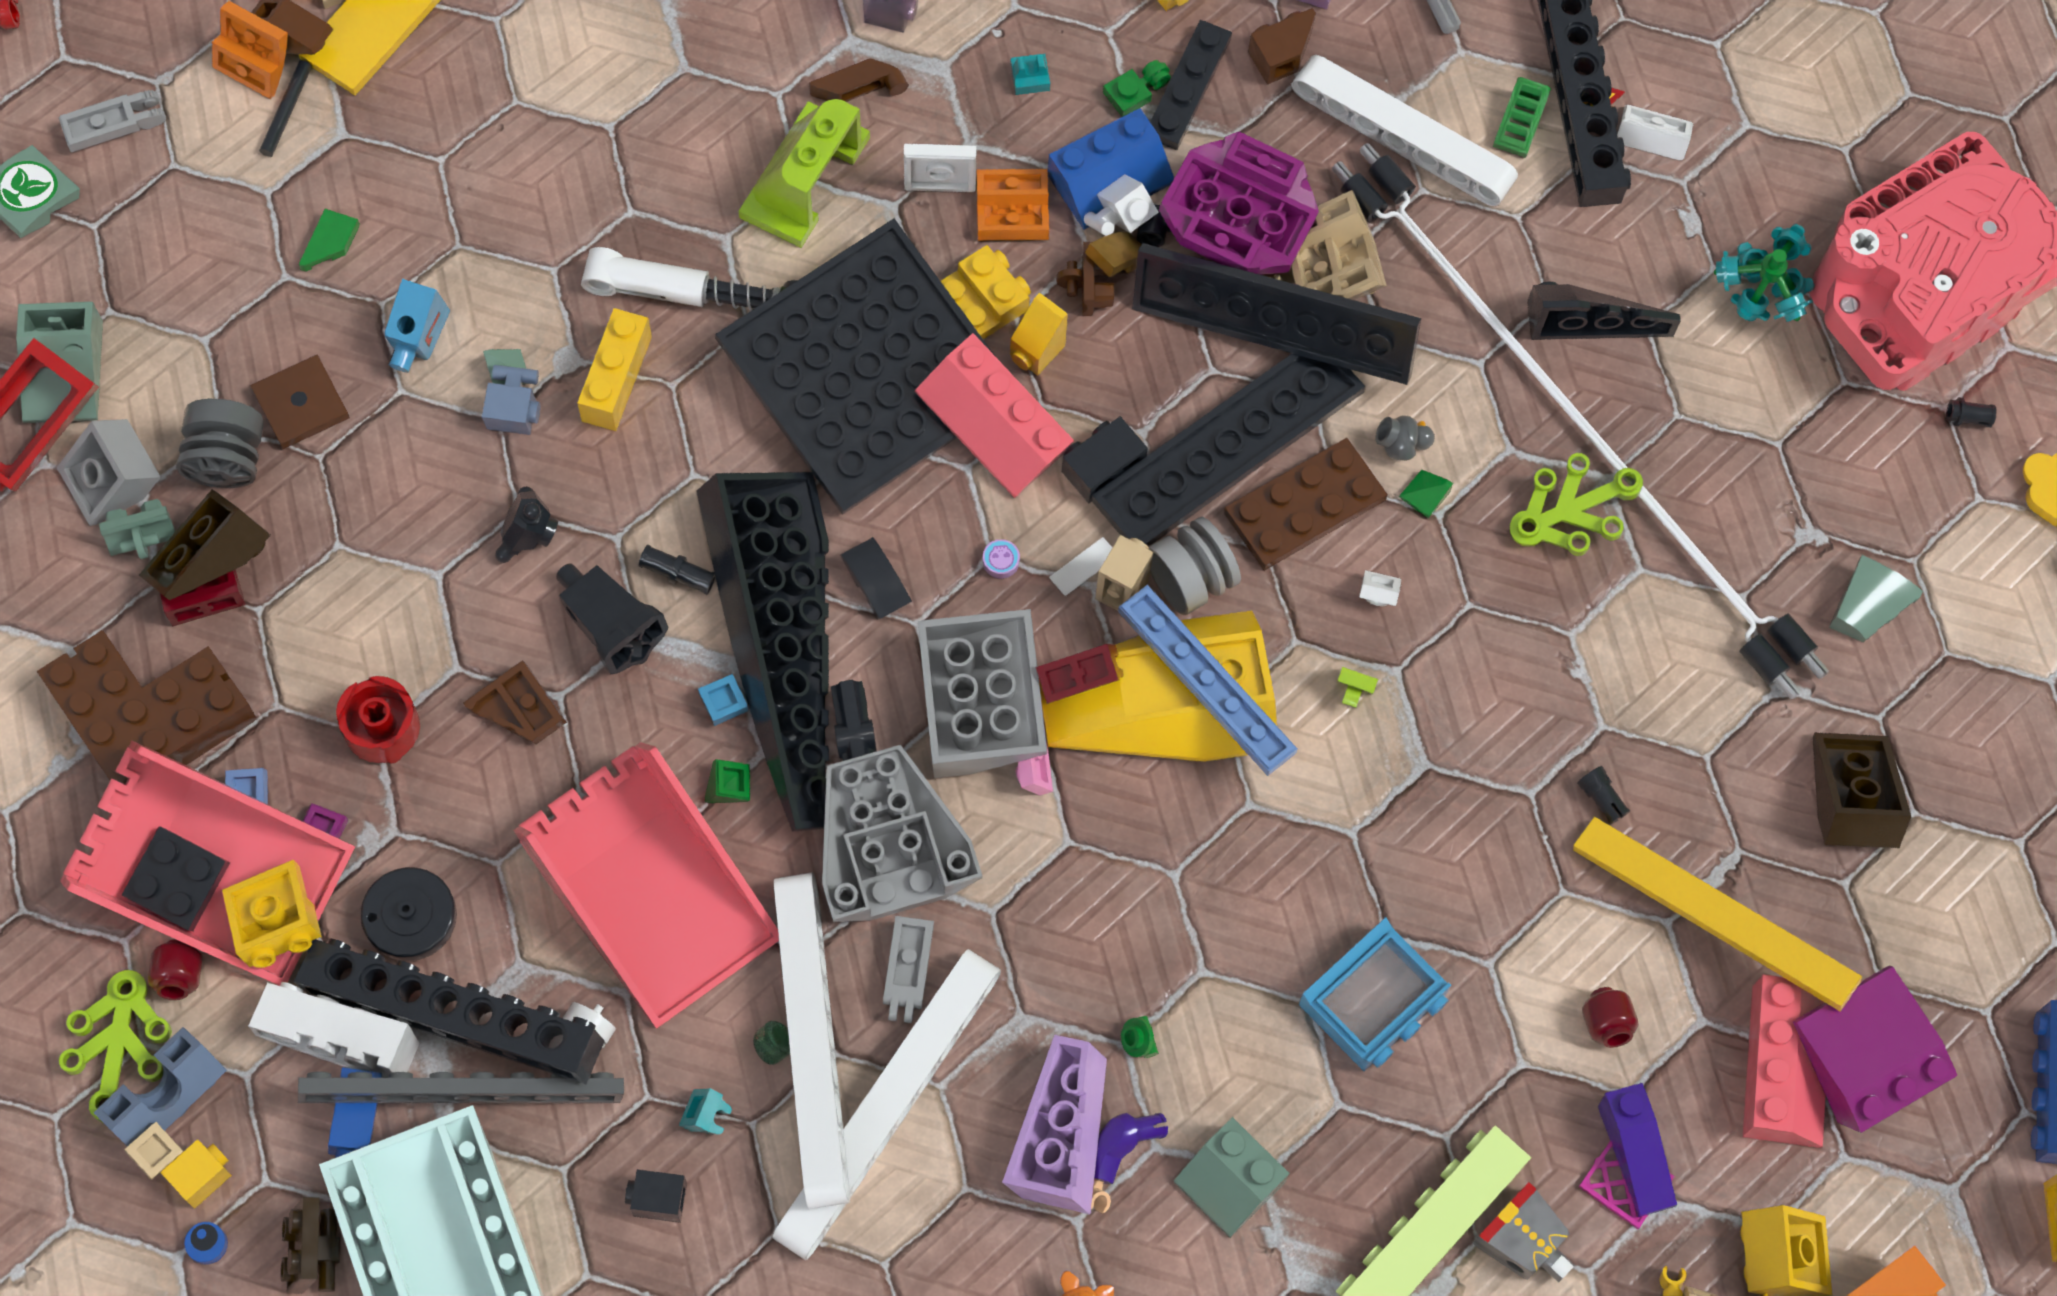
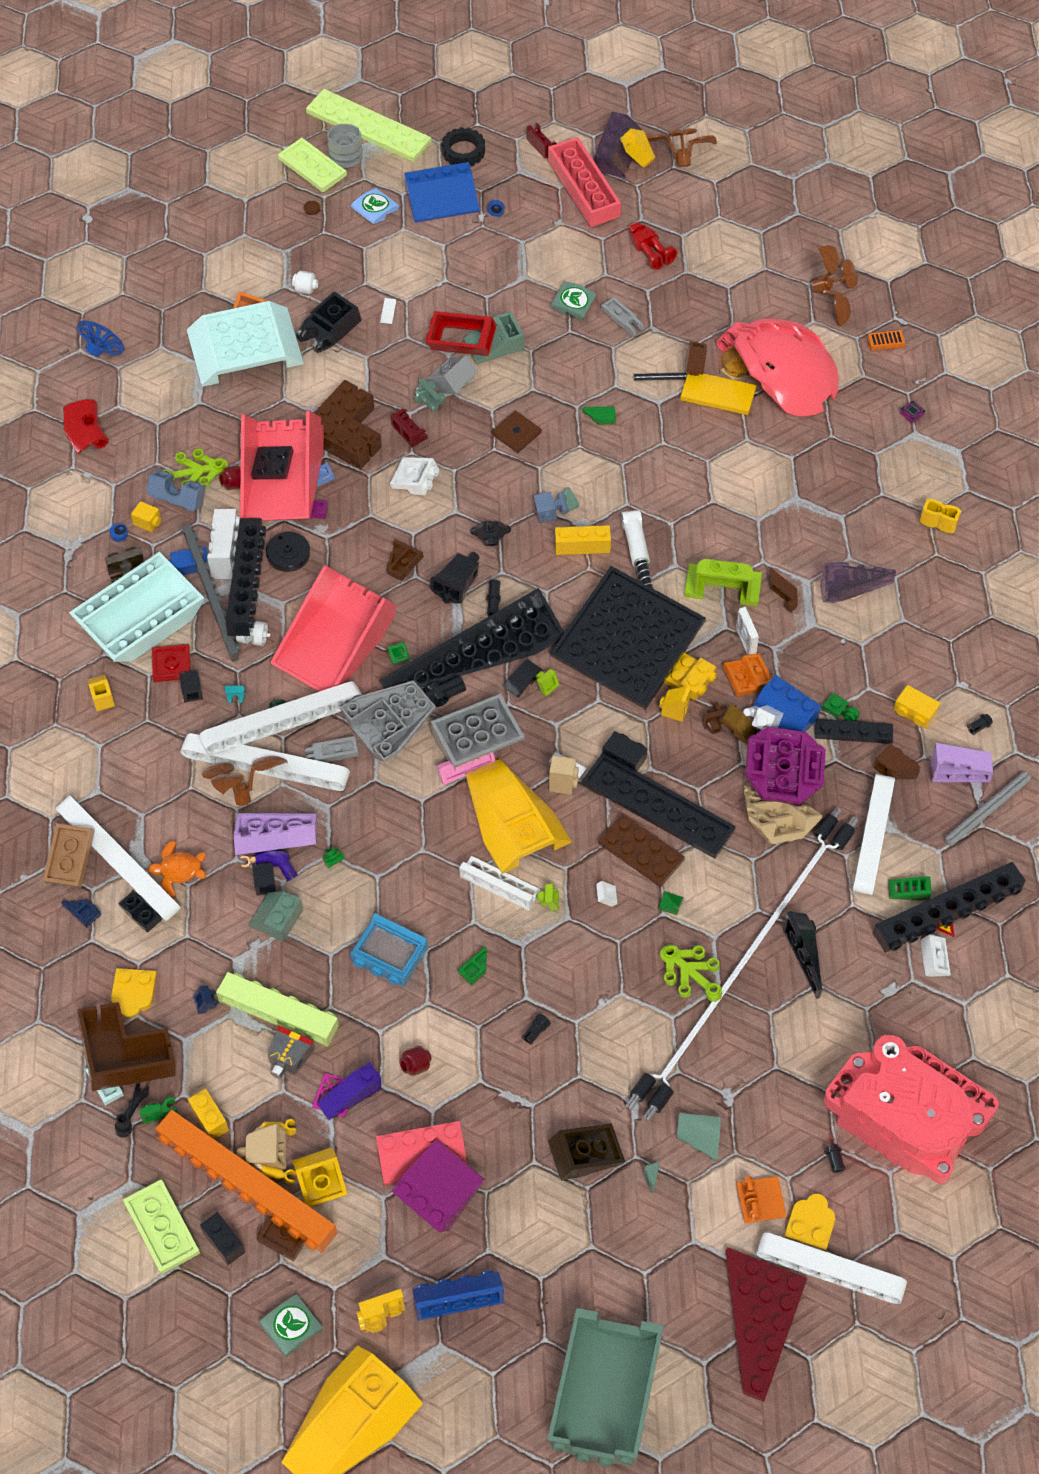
camera: 75 degrees right, 10 degrees down
(153, 1150) = (148, 494): tan plate -> none
(205, 546) = (427, 418): dark brown slope -> none
(220, 443) = (480, 405): dark grey wheel -> none
(249, 49) = (678, 349): orange slope -> none
(271, 915) = (265, 498): yellow plate -> none
(327, 617) = (415, 475): none -> white plate
(370, 701) = (372, 508): red brick -> none
(414, 324) = (569, 456): dark azure torso -> none
(578, 1222) = (170, 662): none -> red tile
(723, 699) = (436, 636): dark azure plate -> none
(902, 539) = (547, 681): none -> lime tile
(955, 1169) = (223, 780): none -> dark orange plant
(994, 415) = (624, 695): coral slope -> none
(1001, 558) = (555, 727): tile -> none
(1030, 74) = (825, 660): teal tile -> none
(1079, 672) = (500, 766): dark red hinge -> none
(1148, 1176) = (264, 878): none -> black brick
(1193, 566) = (579, 802): light grey wheel -> none
(1207, 680) = (517, 821): medium blue tile -> none
(1276, 313) = (732, 798): black plate -> none
(1323, 748) = (499, 886): none -> white fence
(1402, 436) = (695, 878): dark grey animal -> none
(1448, 858) = (474, 967): none -> green tile
(1718, 914) = (485, 1093): yellow tile -> none
(1771, 268) = (869, 1023): teal plant -> none
(1931, 700) = (650, 1175): none -> sand green slope
(2011, 551) = (761, 1199): none -> orange hinge

